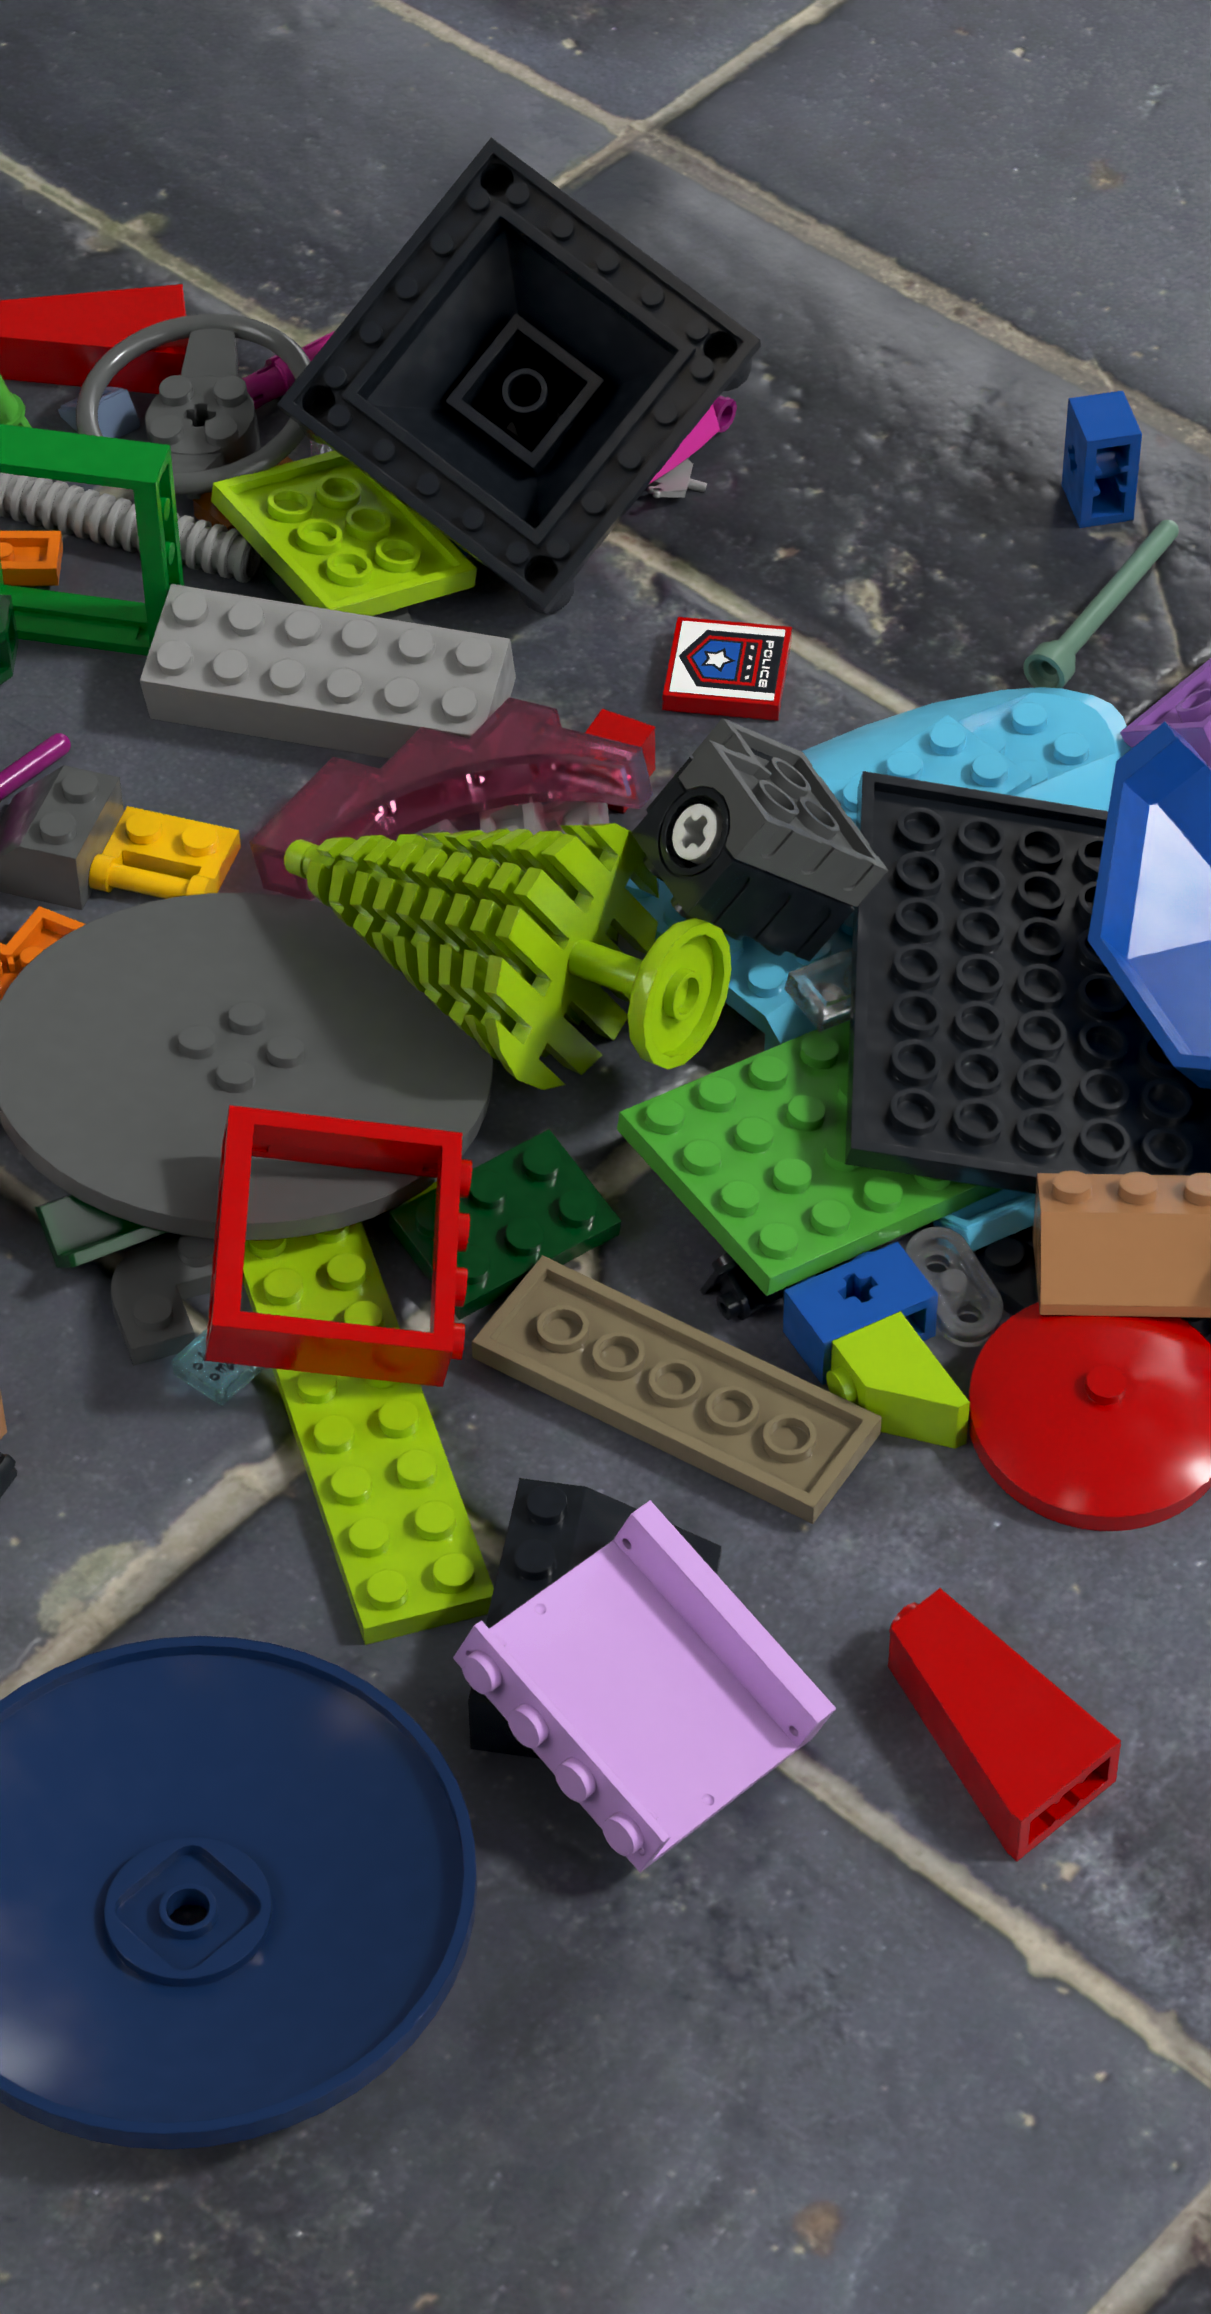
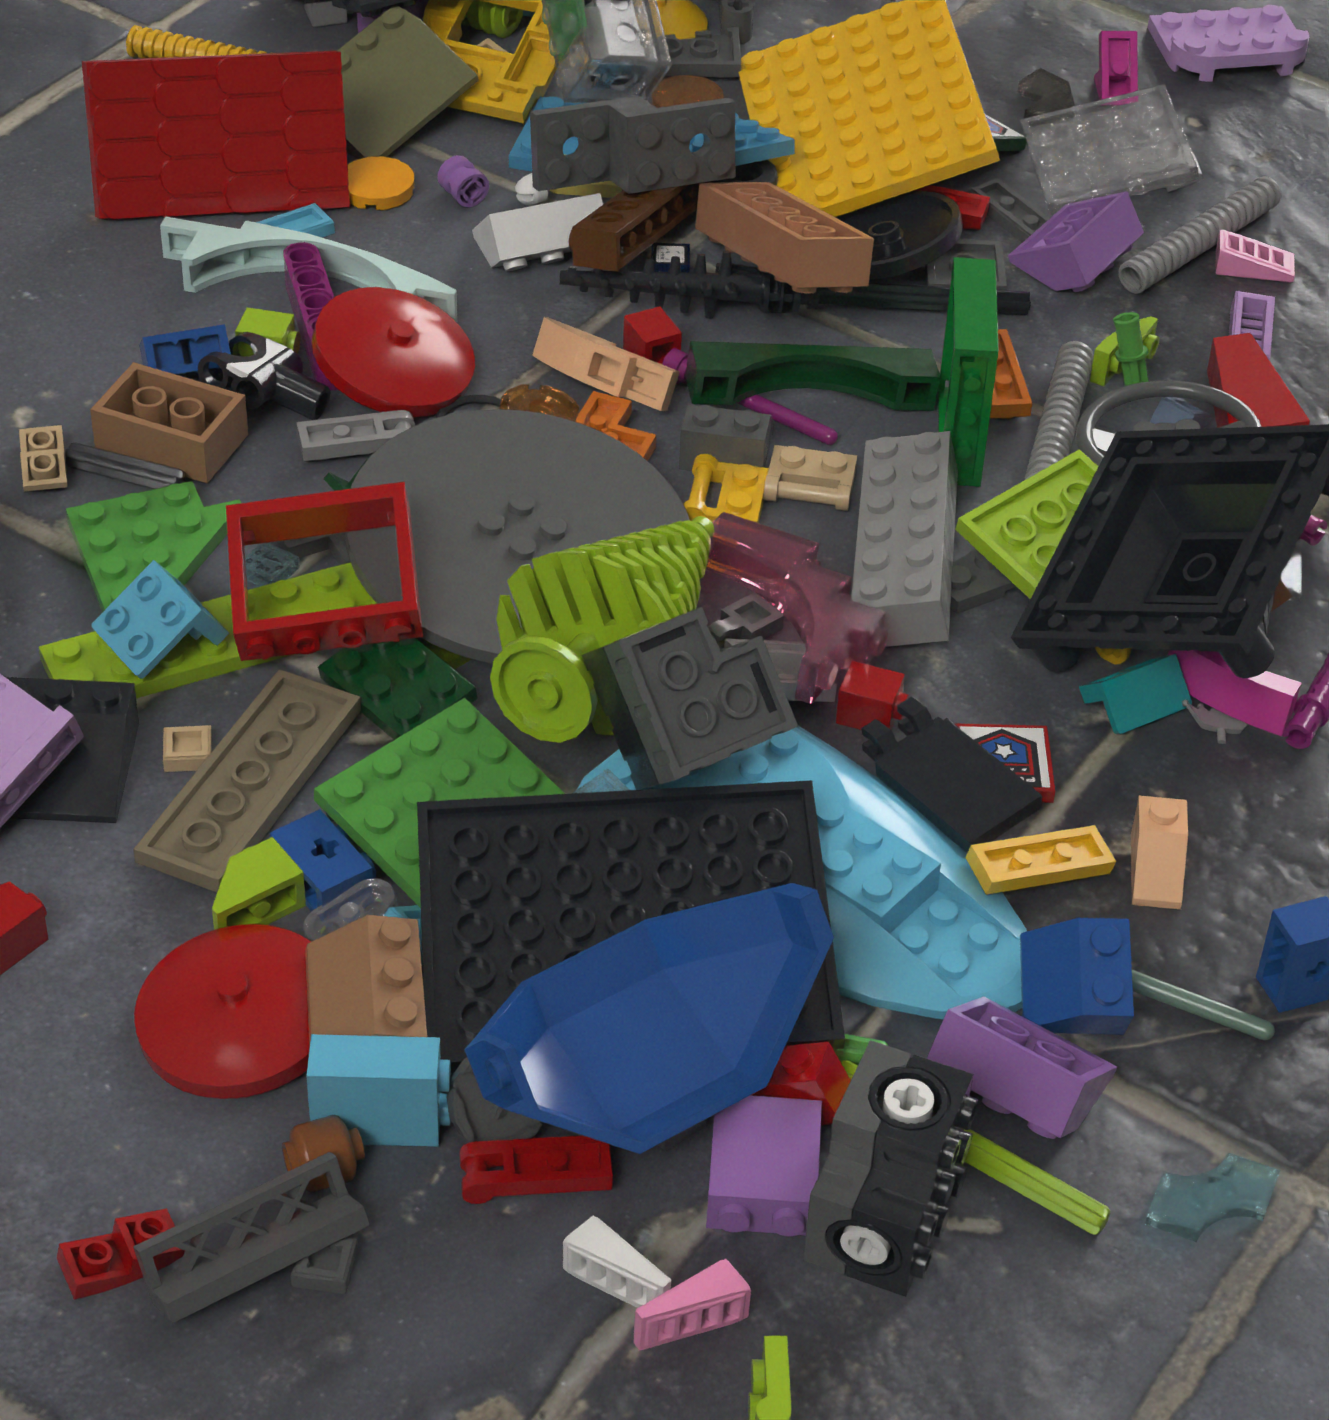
camera: 80 degrees right, 5 degrees down
(139, 754) = (810, 476): none -> tan plate
(146, 1510) = (130, 531): none -> bright green wing
(382, 1460) = (153, 618): none -> medium azure bracket
(594, 1461) = (186, 747): none -> tan tile
(632, 544) = (1140, 693): none -> teal panel
(790, 692) = (949, 776): none -> black tile
(906, 555) = (1159, 852): none -> light nougat slope
(916, 650) = (1040, 859): none -> yellow plate
(1117, 637) = (1078, 976): none -> blue slope

